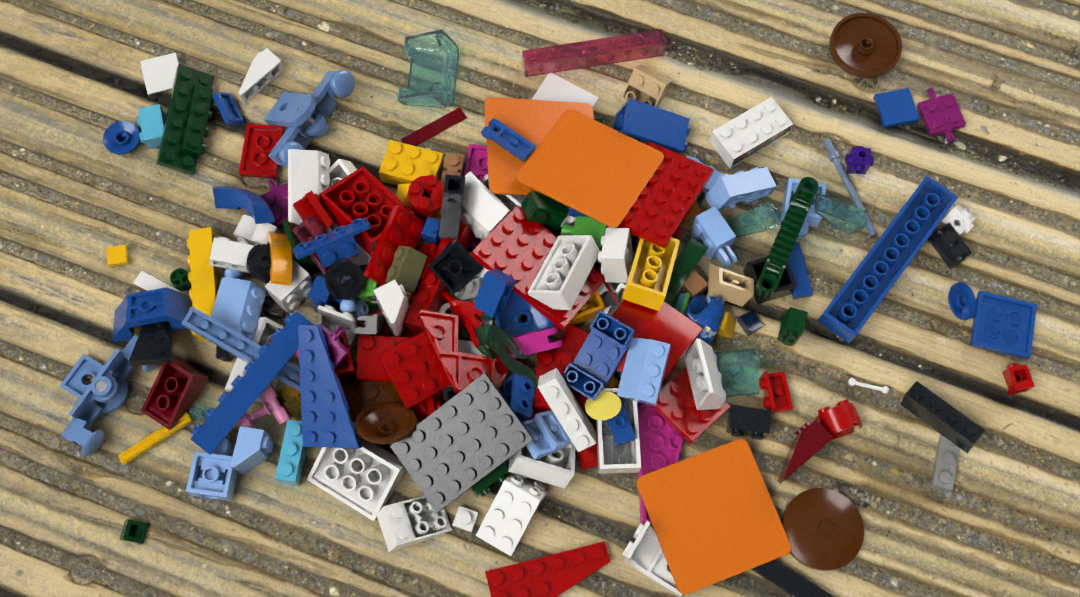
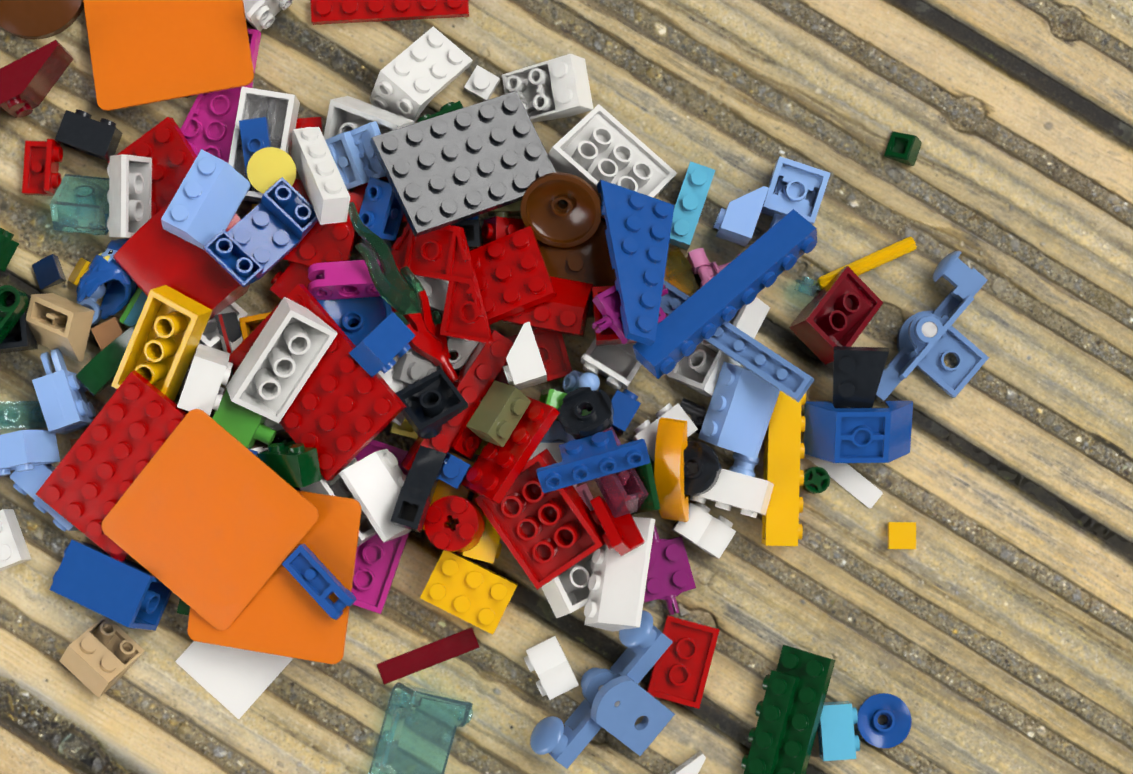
camera: 170 degrees left, 15 degrees up
(228, 108) = (724, 741): blue plate -> none
(240, 198) = (704, 573): blue brick -> none
(349, 132) = (551, 667): none -> white brick
(373, 324) = (563, 344): light grey hinge -> none
(453, 165) = (407, 579): medium nougat piece -> none
(593, 53) = (164, 732): clear pink brick -> none

